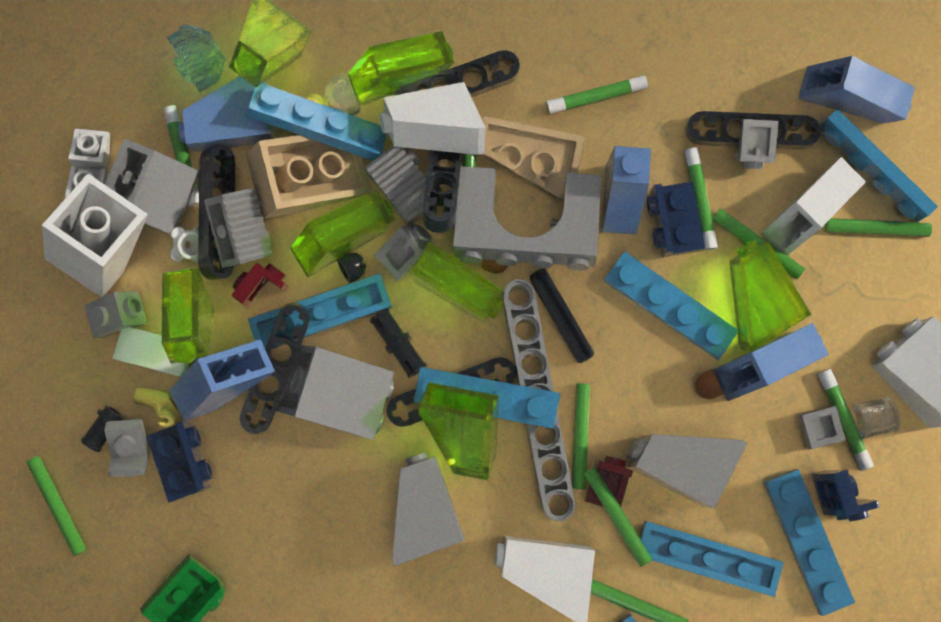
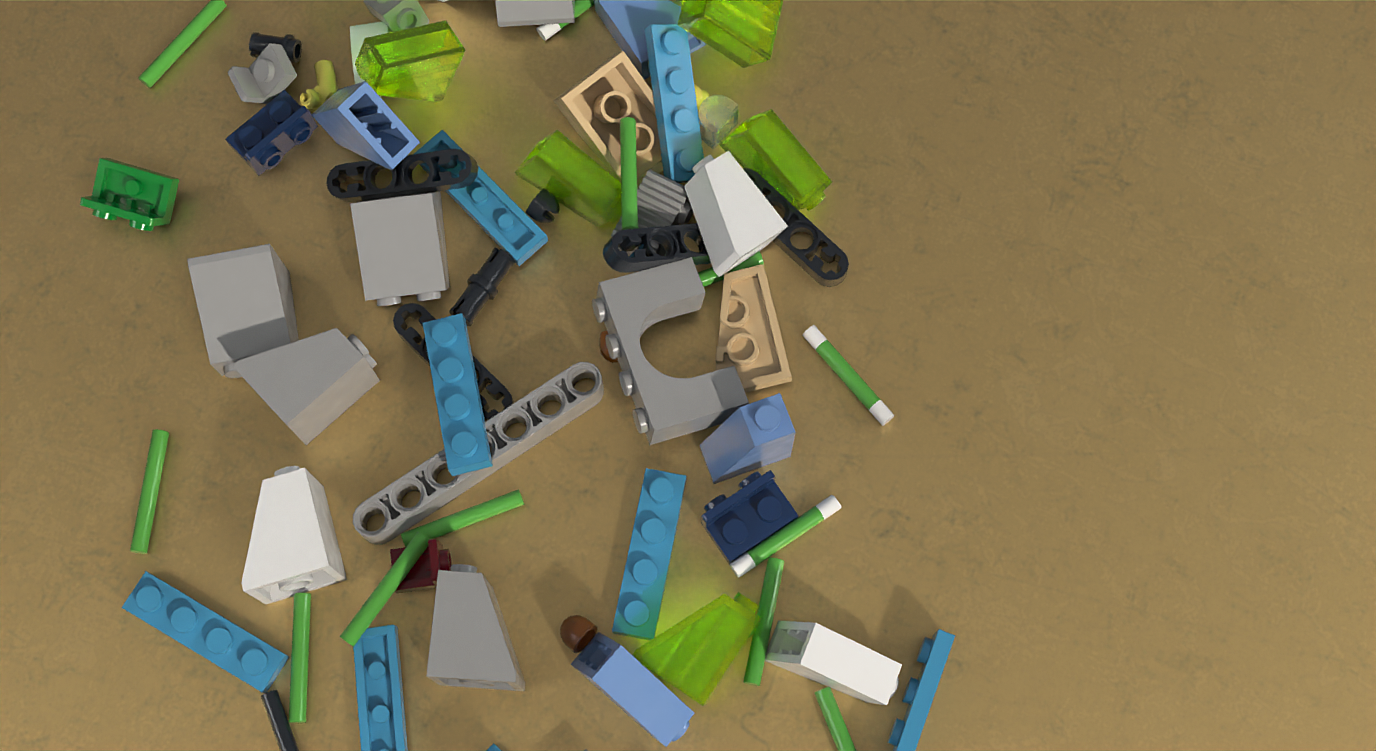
camera: 70 degrees right, 10 degrees down
(179, 250) = (493, 54): white plate -> none
(226, 185) = (541, 61): black beam -> none
(238, 227) = (531, 78): light grey brick -> none
(250, 284) = (484, 120): dark red bracket -> none
(339, 540) = (243, 304): none -> light grey slope
(364, 185) = (628, 173): none -> bright green bar
(403, 249) = (582, 250): light grey bracket -> none
(457, 283) = (567, 309): clear neon green slope -> none
(462, 427) = (412, 379): clear neon green slope -> none
(561, 315) = (585, 441): black axle -> none
(711, 119) = (895, 557): black beam -> none
(757, 143) = (872, 563): light grey bracket -> none
(857, 90) = (992, 656): medium blue slope -> none

